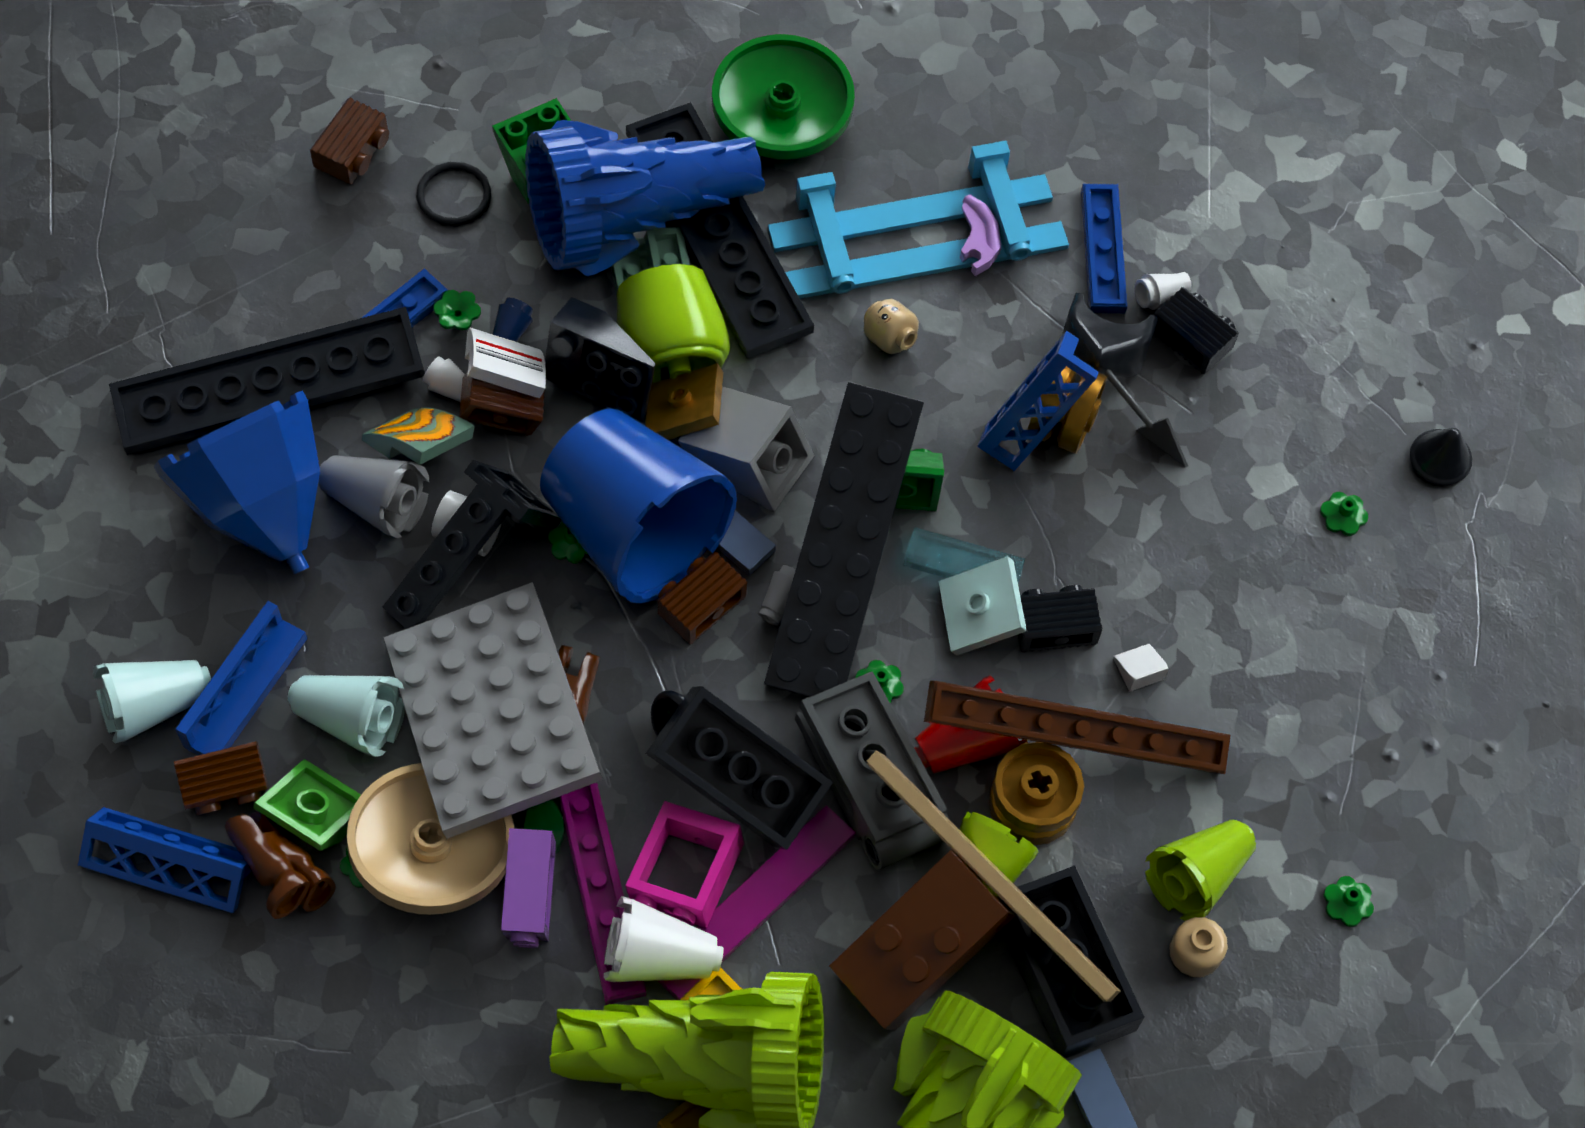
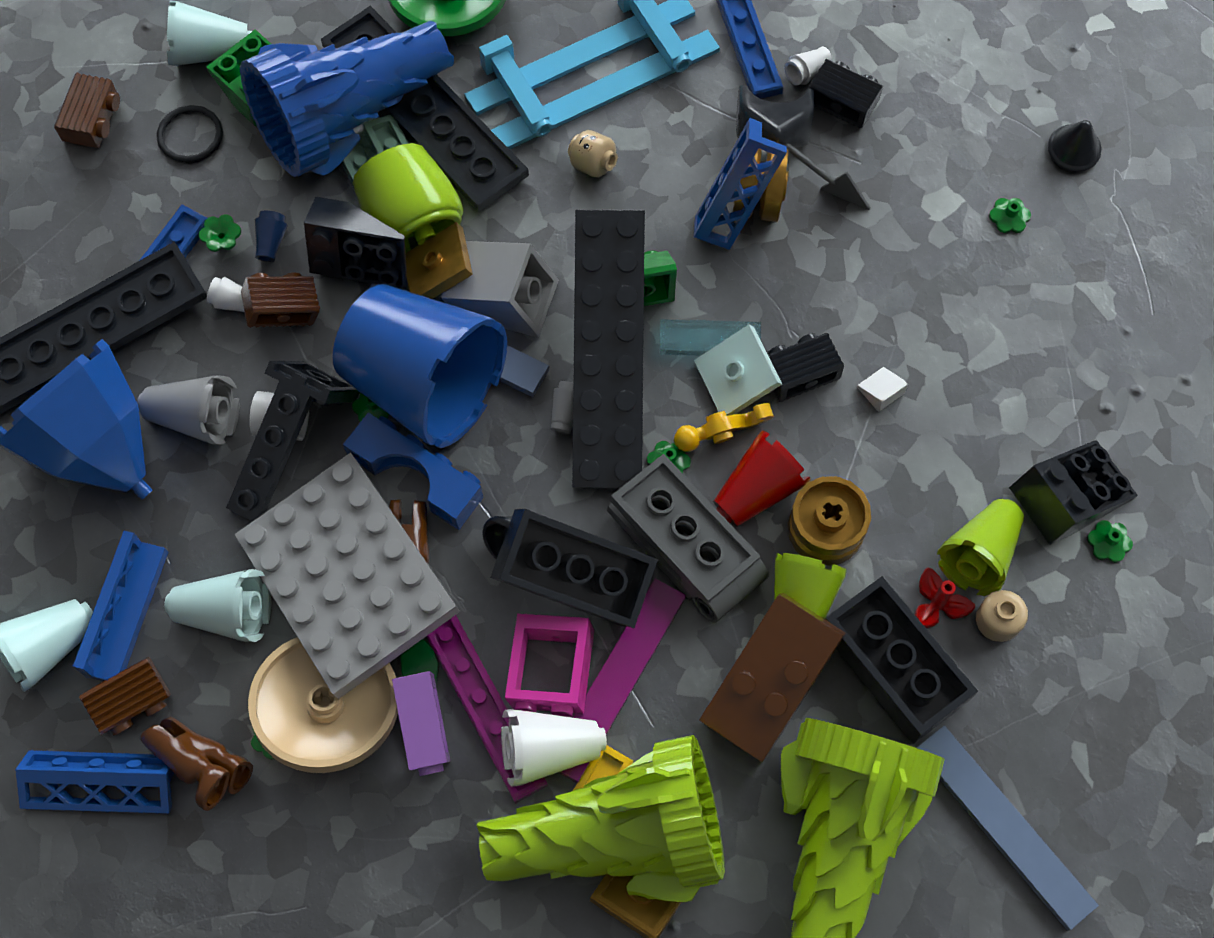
camera: 10 degrees left, 5 degrees up
(310, 805) = (210, 700): bright green slope -> none
(419, 434) = (217, 349): sand green slope -> none
(495, 88) = (199, 34): none -> light aqua cone
(505, 363) = (274, 268): white slope -> none
(568, 586) = (381, 447): none -> blue arch
(701, 596) = (498, 426): reddish brown brick -> none
(947, 661) = (720, 427): none -> yellow piece
(984, 237) = (648, 57): lavender piece -> none
(992, 876) = (819, 606): tan tile -> none
(1076, 727) = (847, 456): reddish brown tile -> none
(1135, 901) = (941, 598): none -> red plant
(1320, 833) = (1072, 491): none -> black slope

